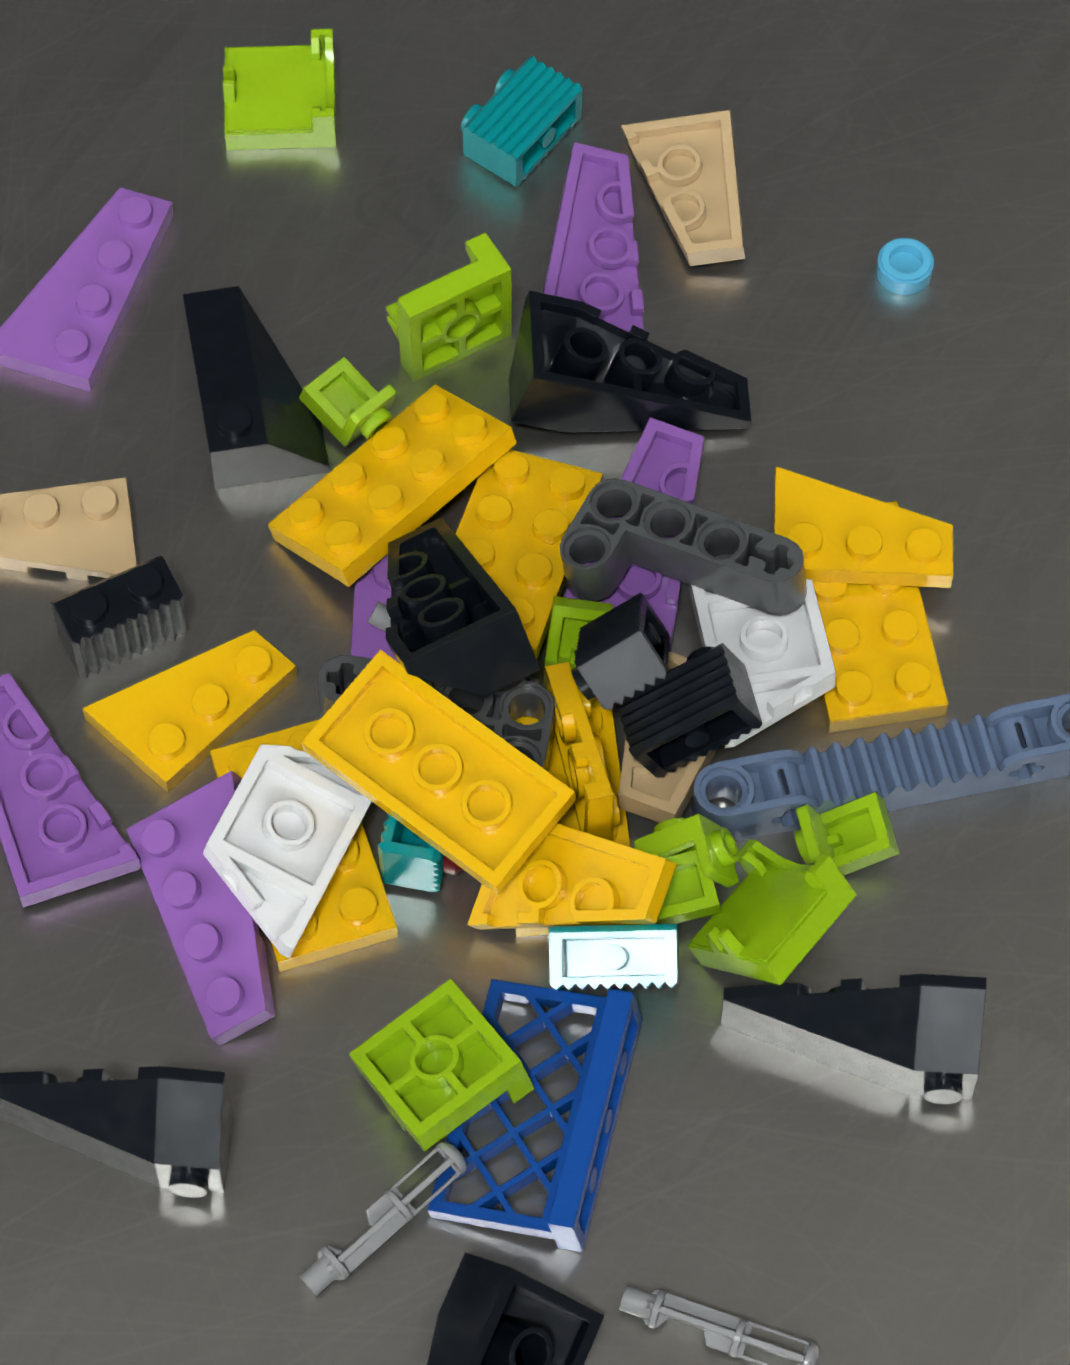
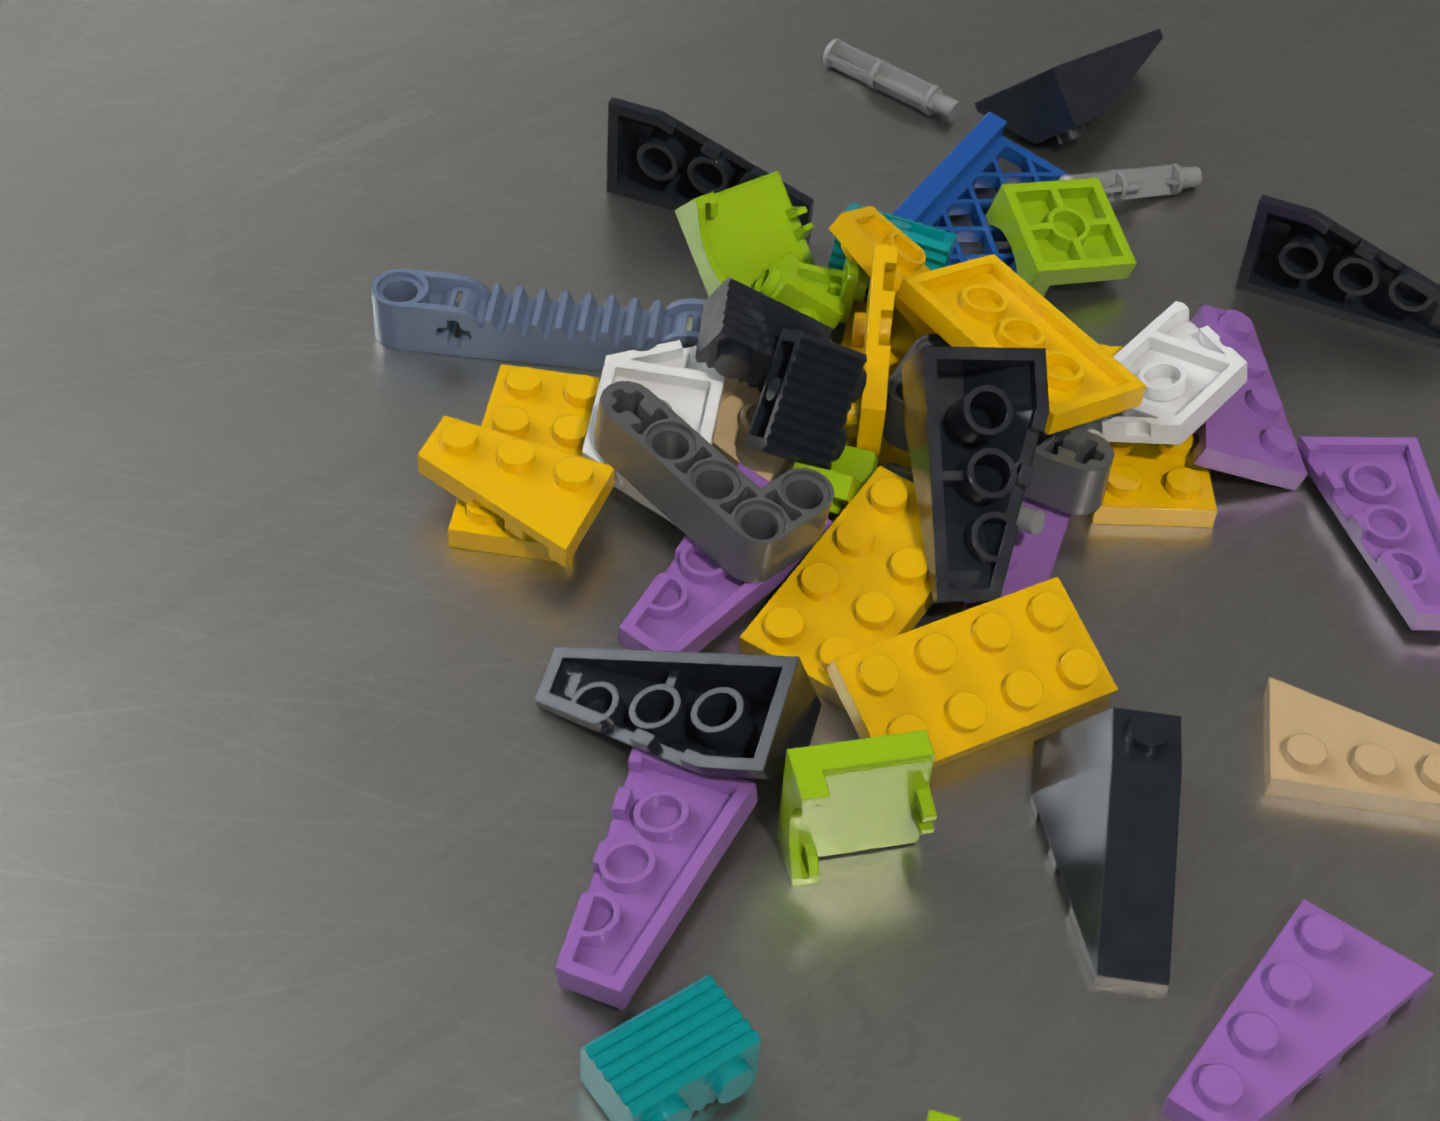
camera: 165 degrees left, 15 degrees down
(120, 616) = (1295, 630): black brick -> none
(192, 707) = (1222, 558): yellow wing -> none
(348, 403) = (995, 773): lime bracket -> none
(694, 181) = (483, 926): tan wing -> none
(851, 834) = (631, 281): lime bracket -> none
(905, 266) = (289, 766): medium azure tile -> none

